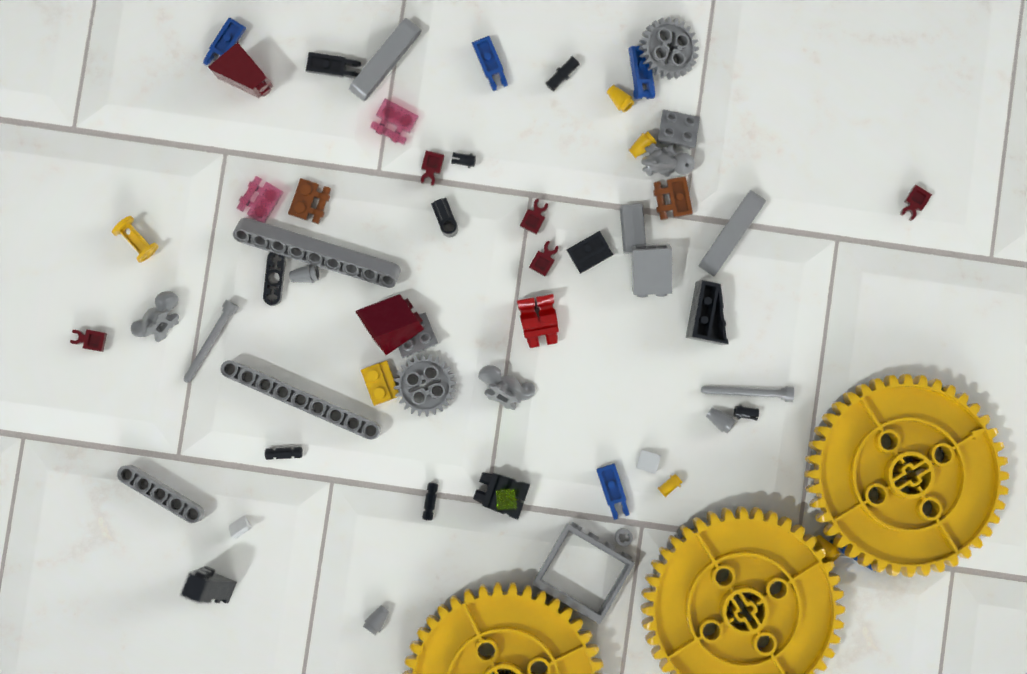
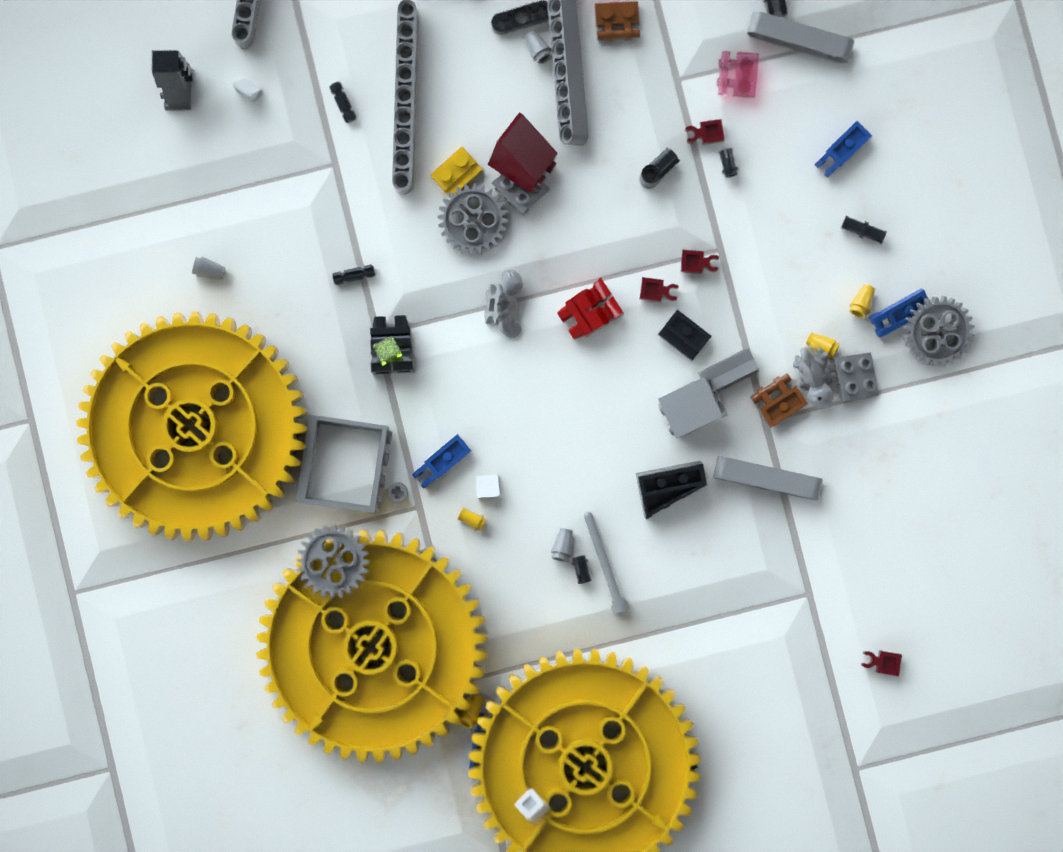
camera: 70 degrees right, 0 degrees up
(650, 623) = (316, 550): none -> light grey gear
(925, 530) = (532, 806): none -> white slope

